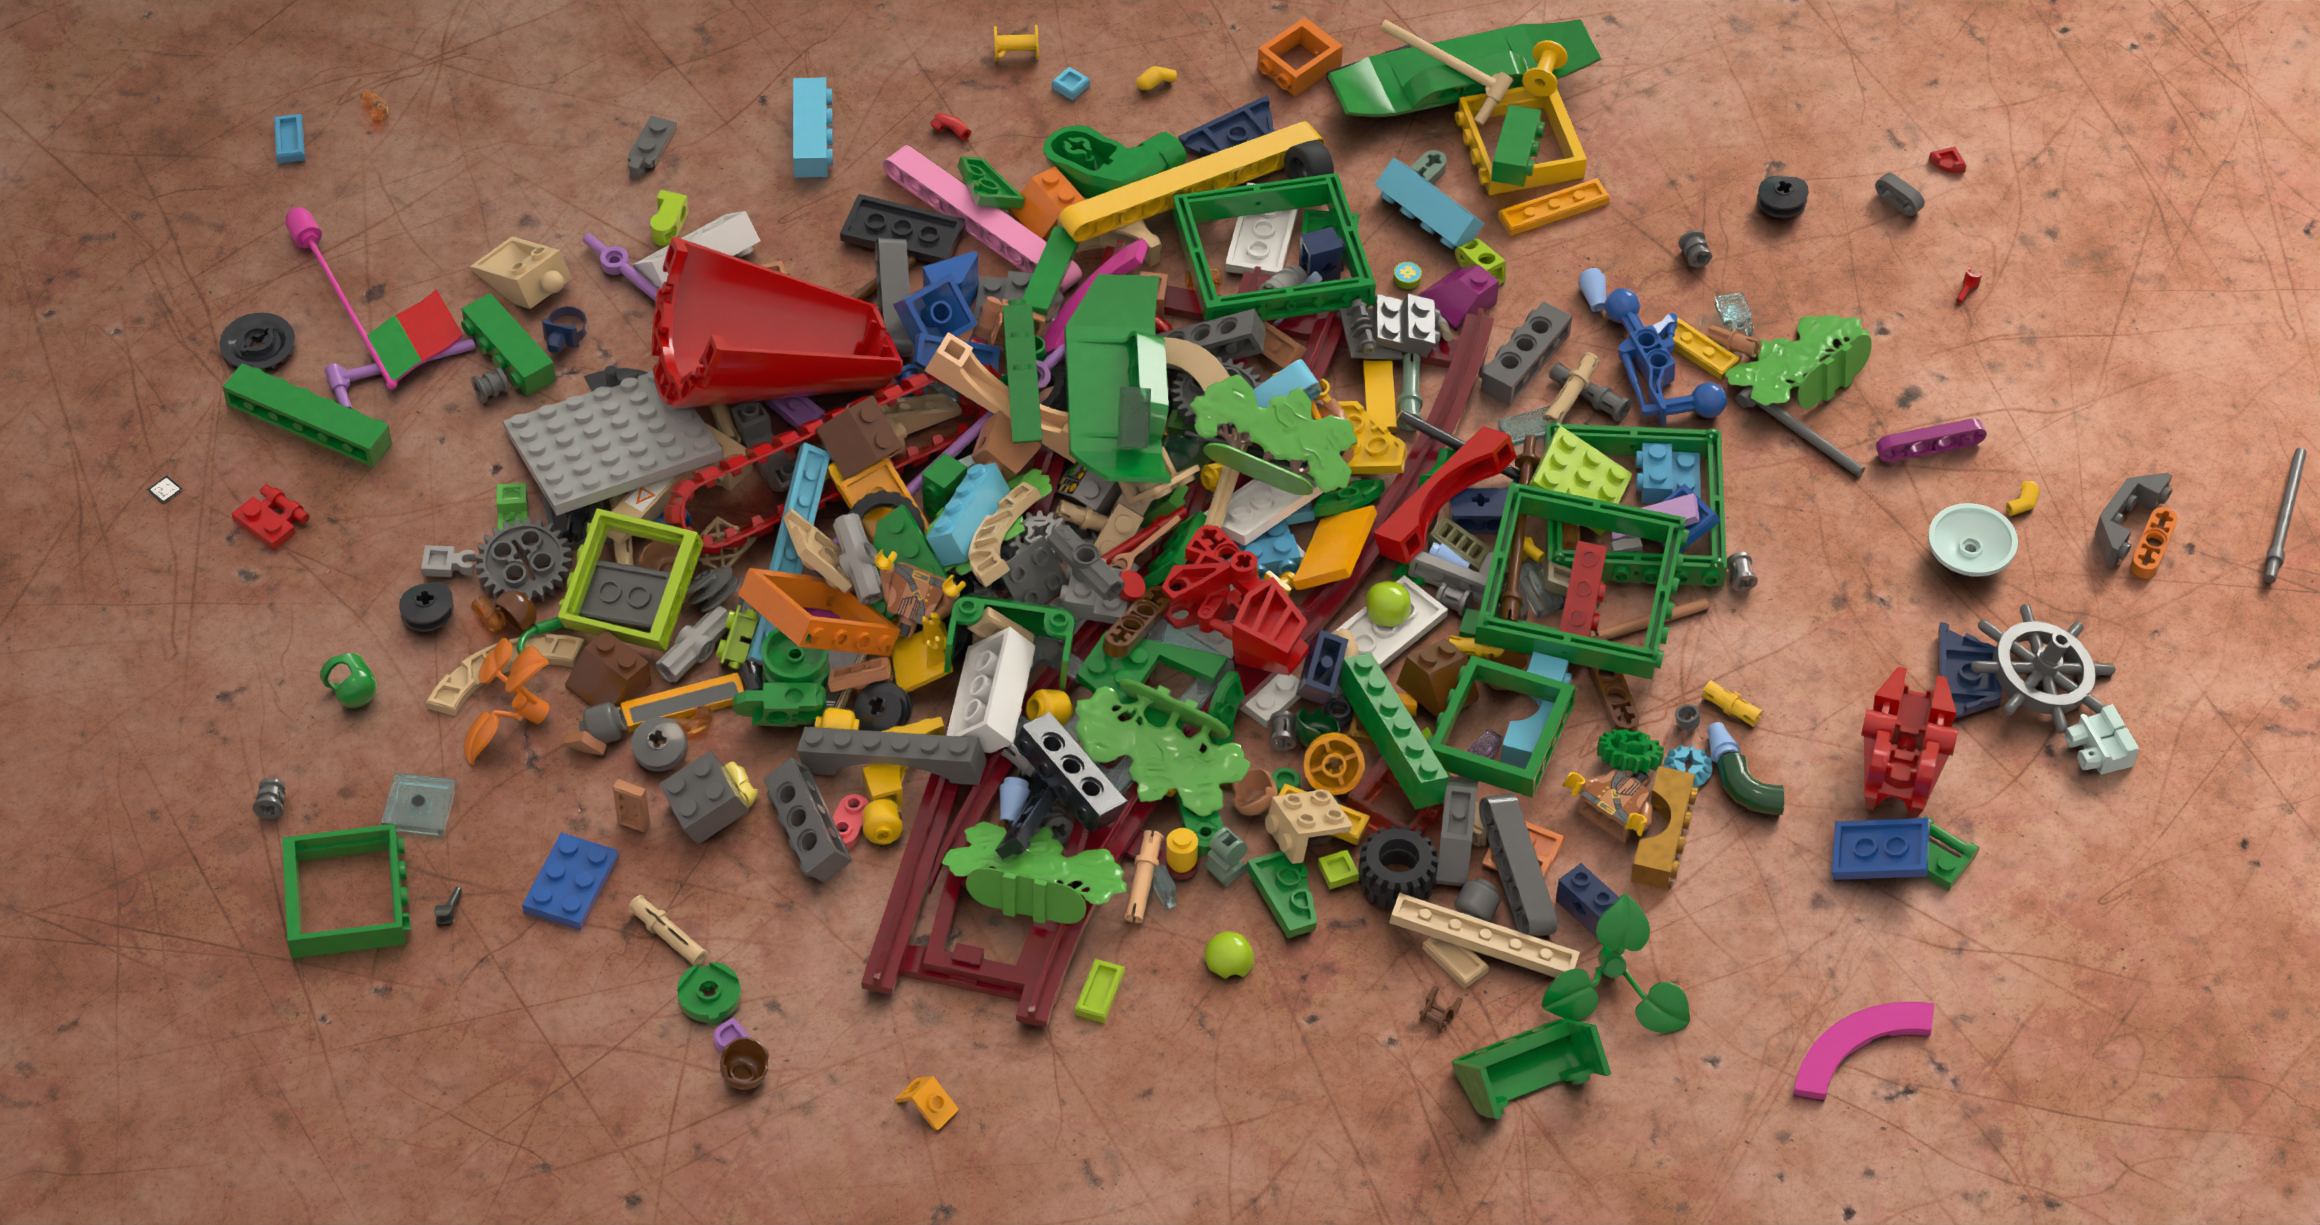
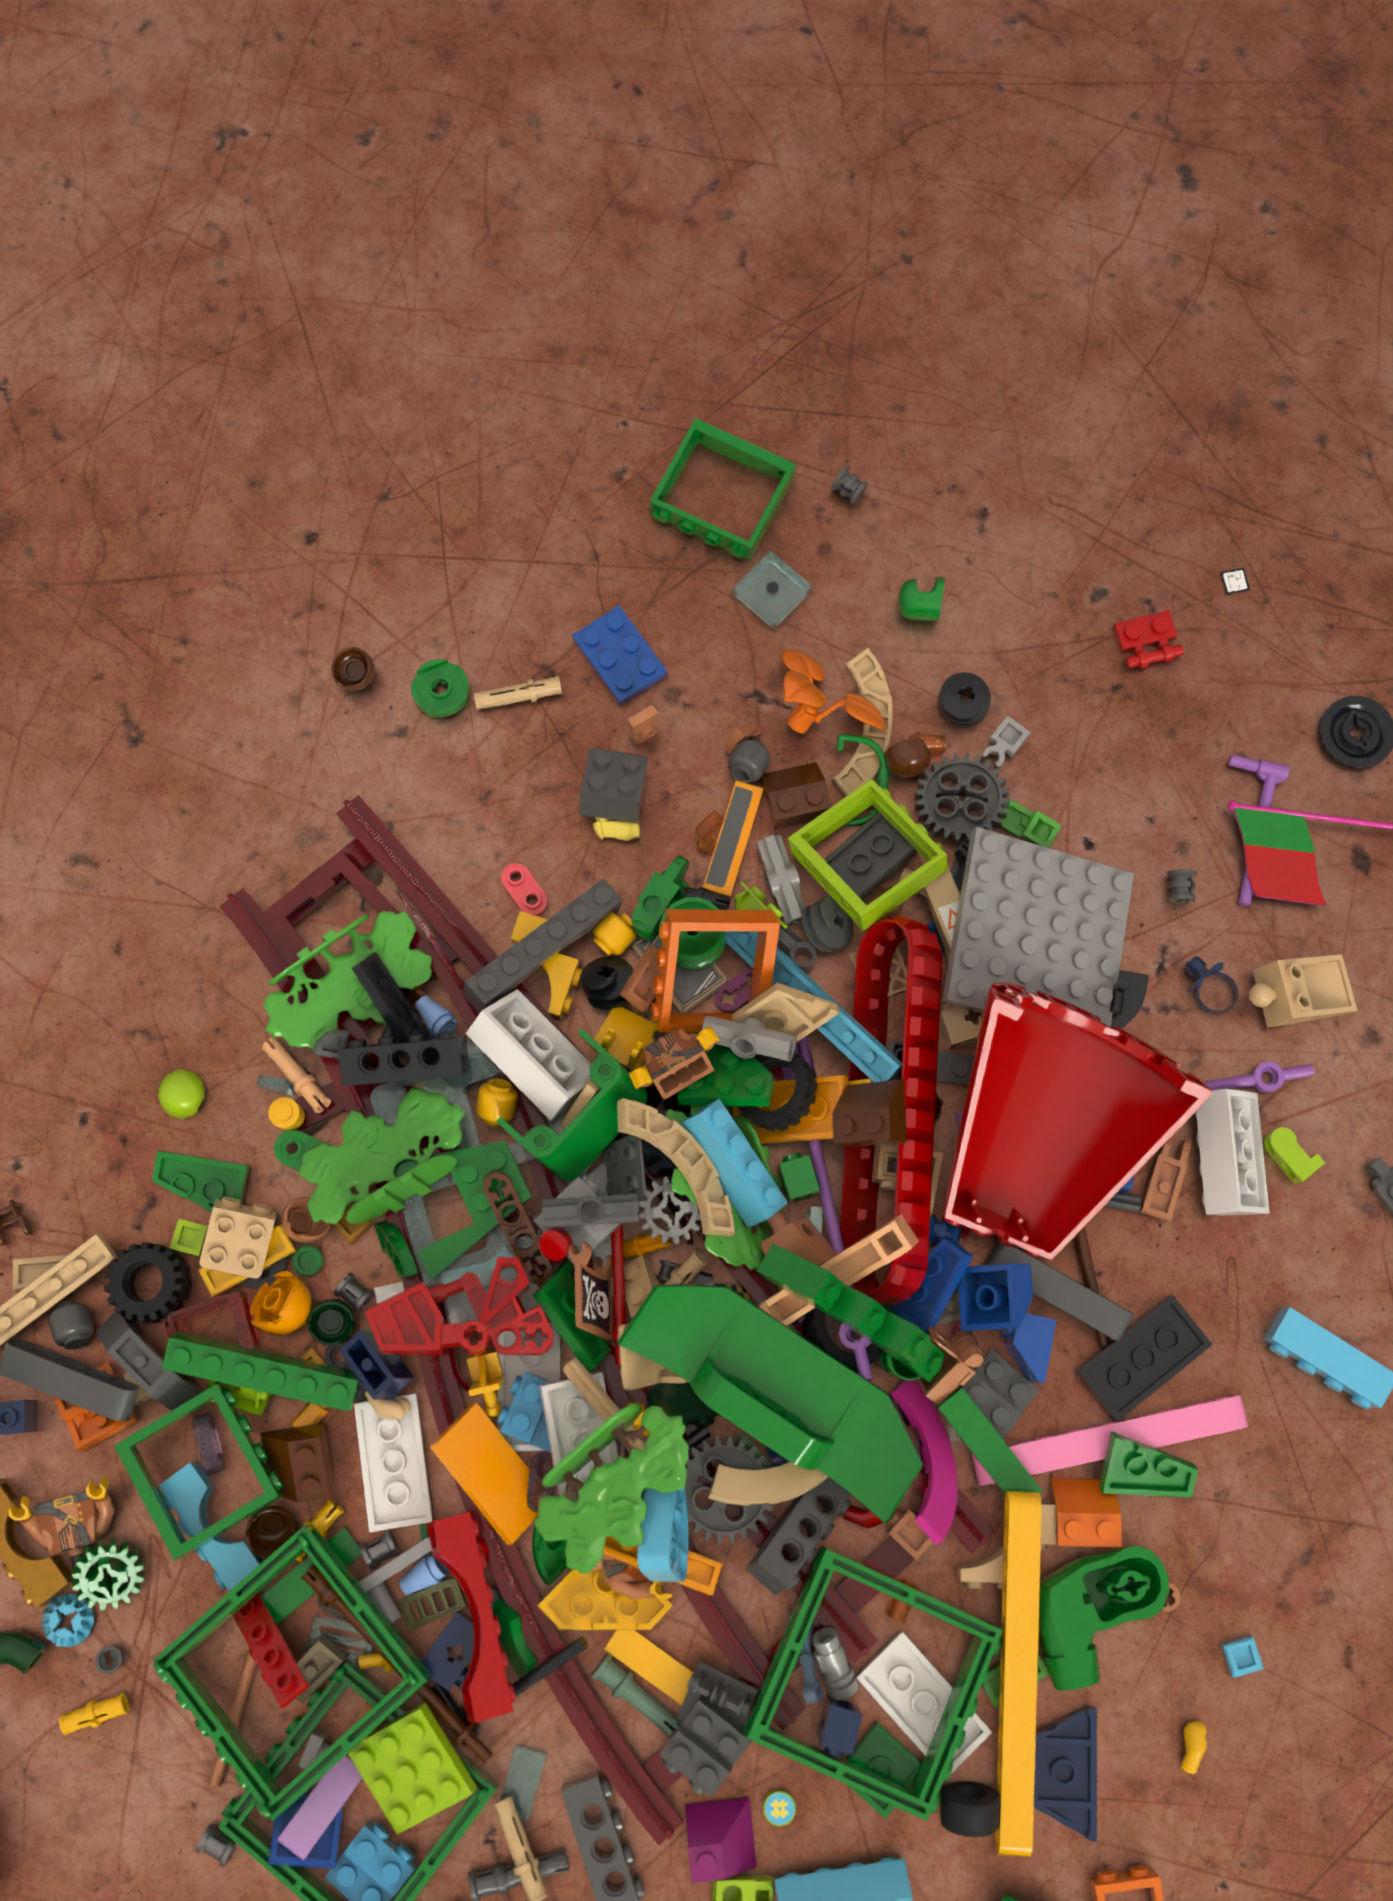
camera: 125 degrees right, 25 degrees up
(307, 415) = (1241, 722): green brick -> none
(445, 913) = (653, 552): pearl dark grey hand -> none
(508, 344) = (1220, 926): green brick -> none
(650, 733) = (697, 790): dark grey piece -> none
(727, 1032) = (391, 682): medium lavender tile -> none
(807, 820) = (538, 851): dark grey brick -> none
(882, 819) = (498, 910): yellow head -> none
(930, 1100) = (224, 779): light orange bracket -> none
(953, 123) = (1257, 1499): red arm -> none
(1009, 43) = (1324, 1632): yellow piece -> none
(1097, 842) = (331, 1042): none -> dark grey tile
(1099, 991) = (228, 974): lime tile -> none
(1133, 417) = (705, 1355): clear green brick -> none
(1226, 856) = (259, 1152): sand green leg -> none
(1281, 347) = (762, 1606): nougat plate -> none
(1316, 522) = (536, 1489): none -> beam
(1388, 604) = (406, 1479): lime hair -> none
(1444, 329) = (682, 1784): dark tan piece -> none
(1613, 709) = (195, 1612): reddish brown beam -> none
(1721, 741) = (60, 1667): light blue cone -> none

